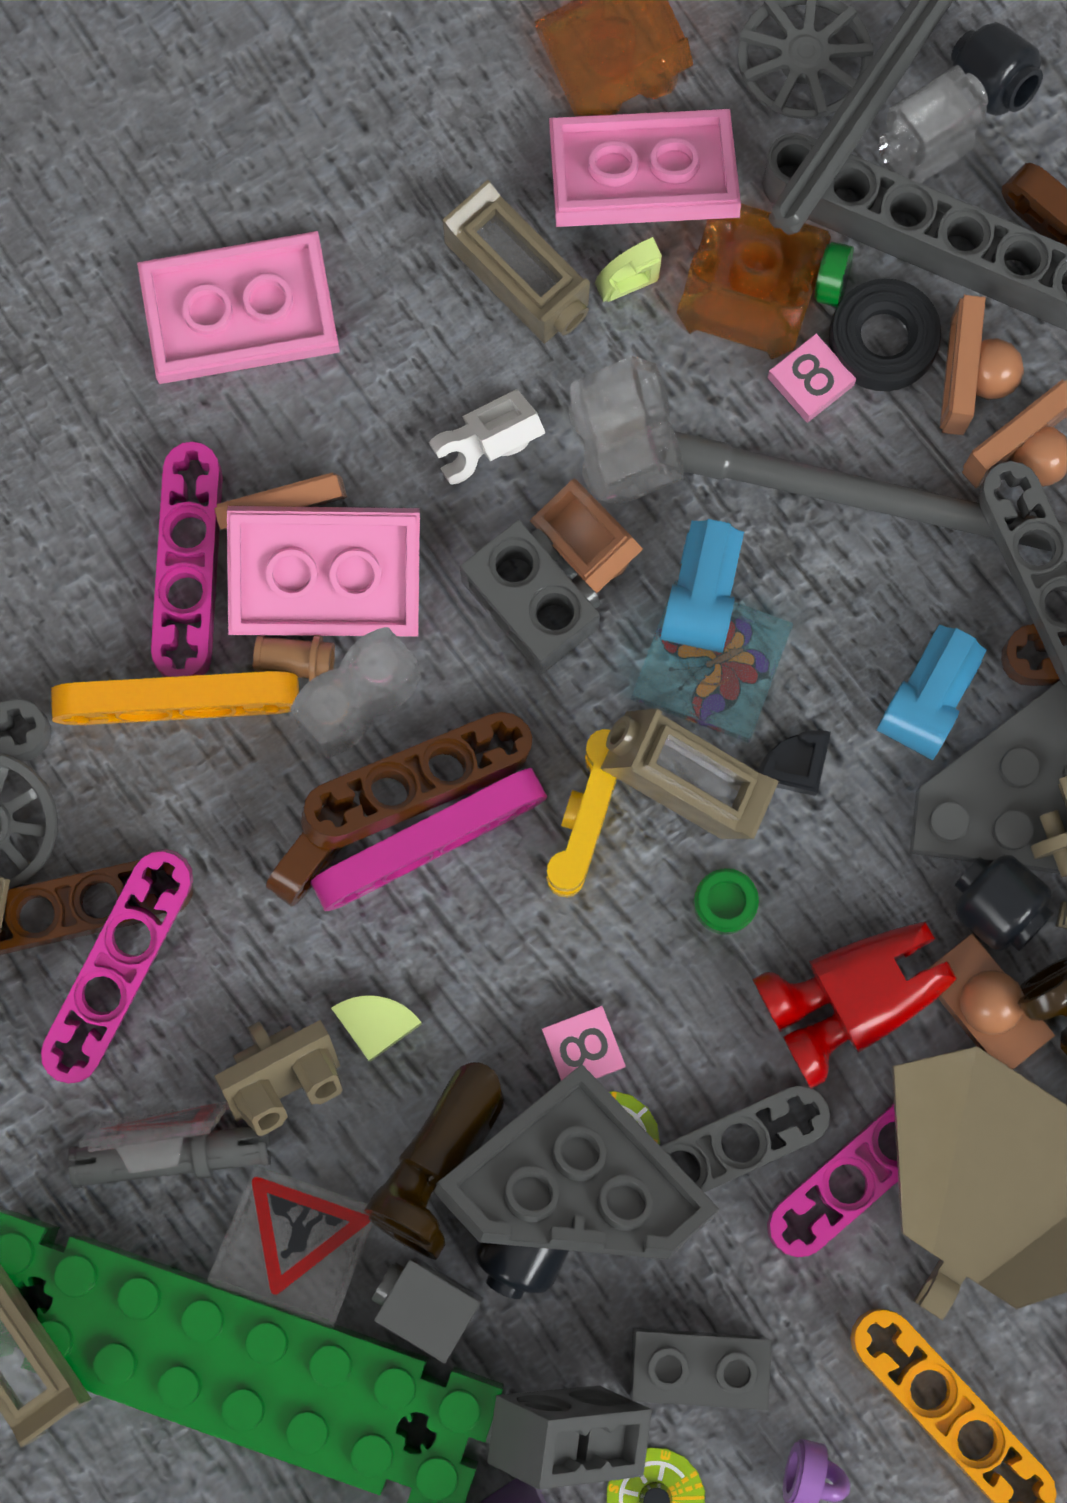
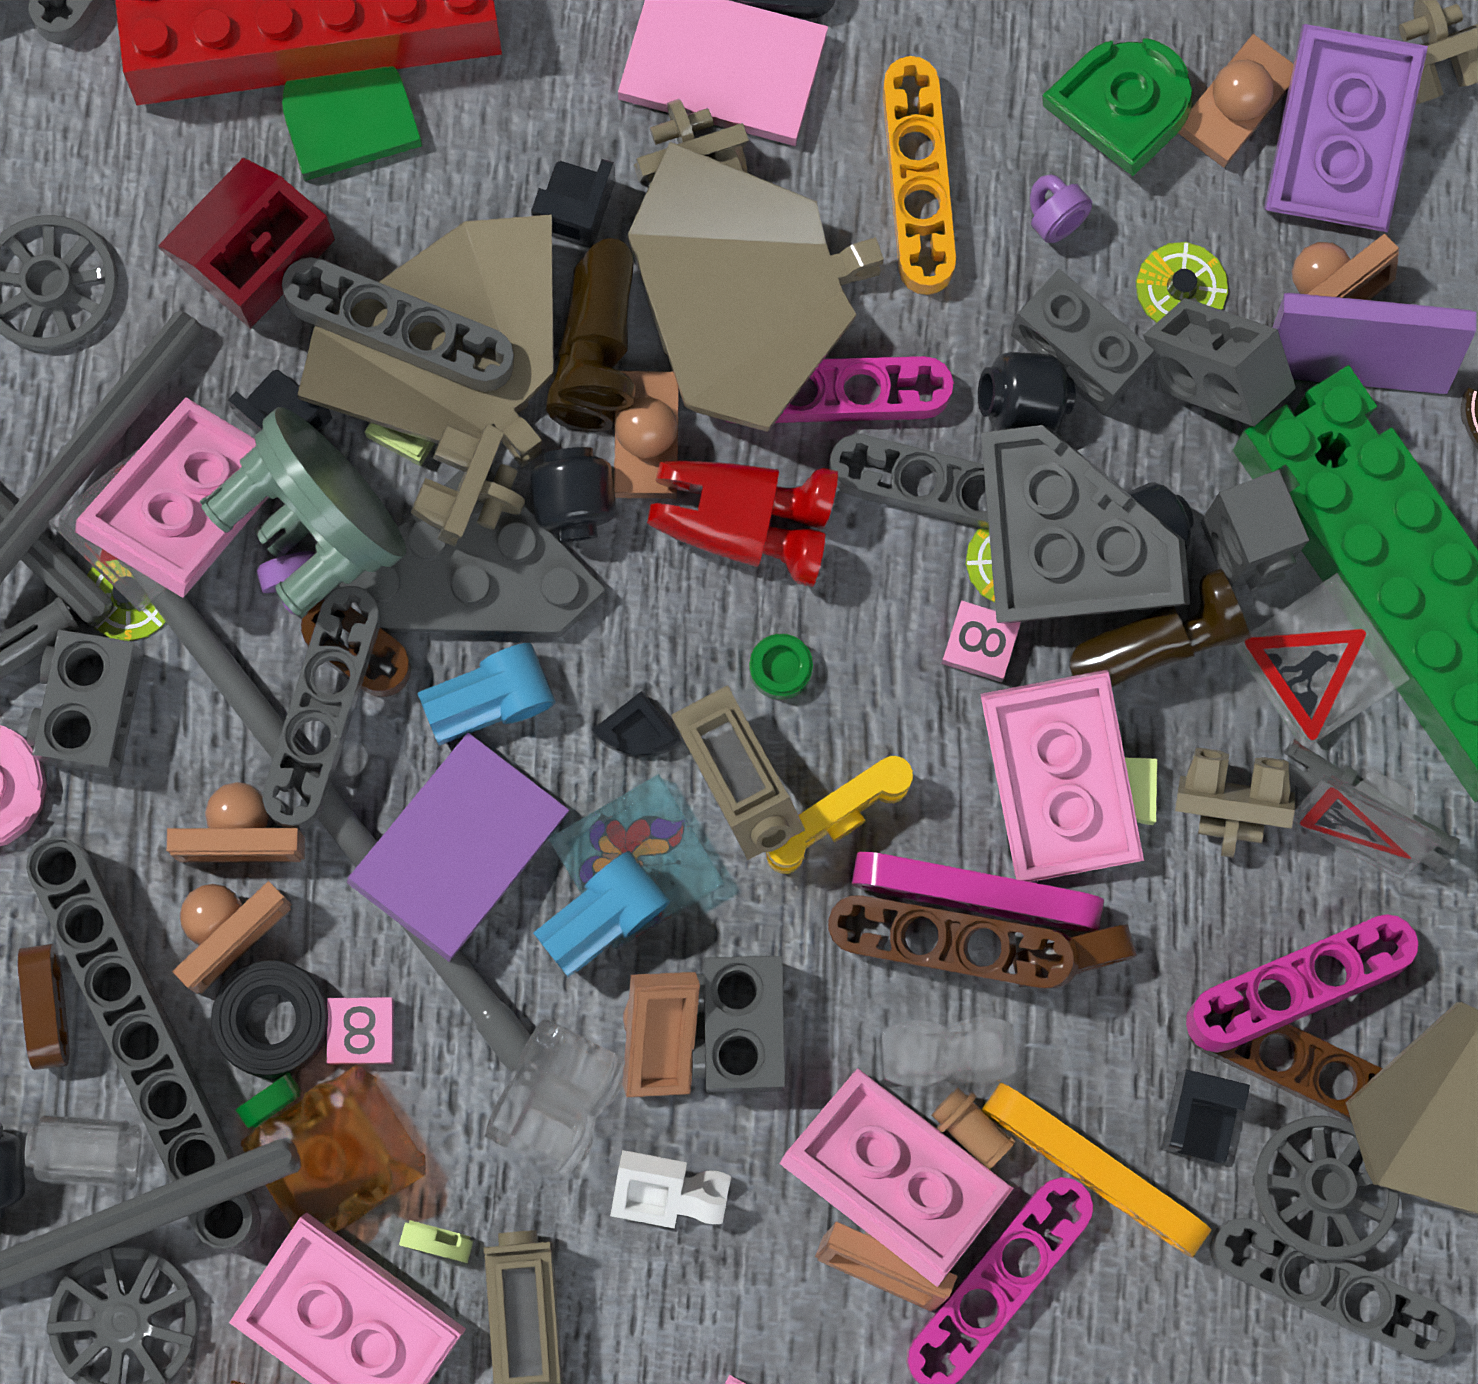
camera: 145 degrees left, 0 degrees up
(122, 805) = (1203, 1115): none -> black panel
(433, 980) = (1062, 776): none -> bright pink tile
(710, 1285) = (1025, 391): none -> black head
(856, 560) = (457, 846): none -> medium lavender tile

